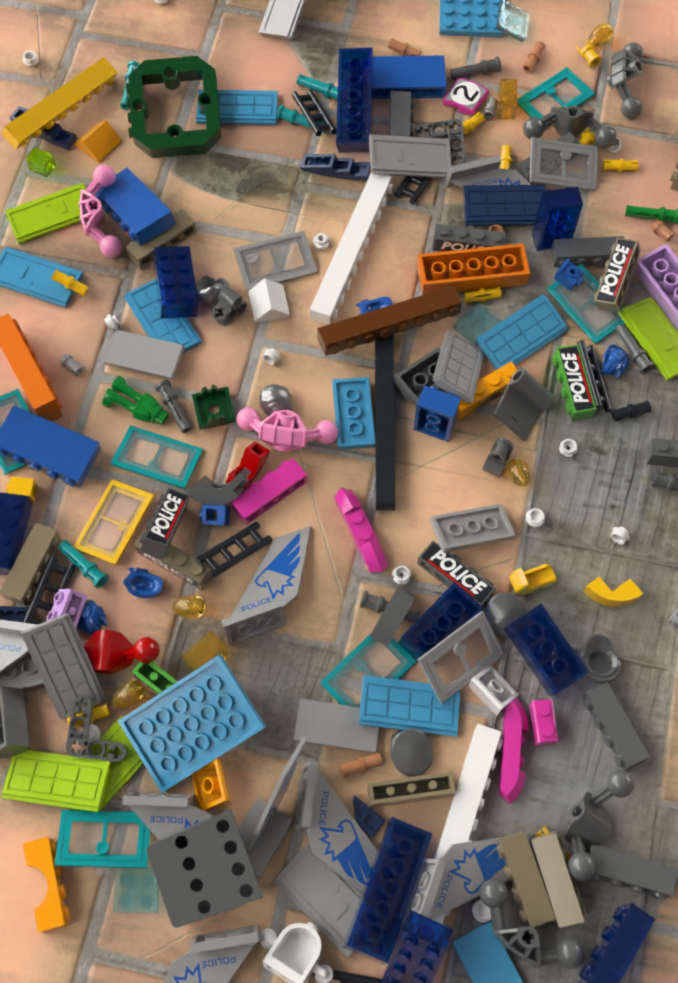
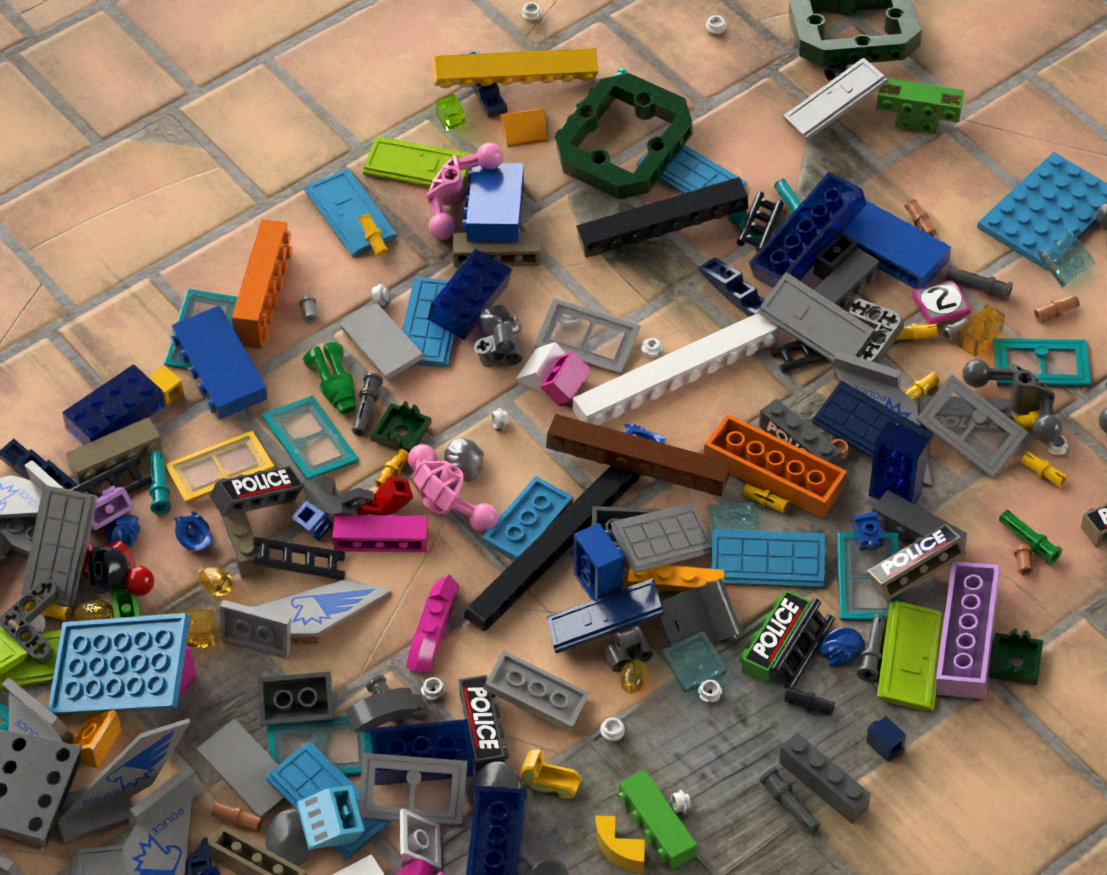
camera: 40 degrees right, 15 degrees down
(118, 659) = (107, 569): none -> black cylinder
(233, 440) = (393, 467): none -> yellow pin
(251, 148) = (662, 217): none -> black brick
(290, 298) = (565, 378): none -> dark pink brick
(326, 652) = (295, 698): none -> dark grey slope
(381, 106) = (834, 255): none -> black brick
(433, 720) = (330, 818): none -> medium azure slope
(468, 444) = (605, 615): none -> dark blue piece
(543, 435) = (694, 661): none -> clear light blue plate
(619, 558) = (657, 820): none -> bright green brick

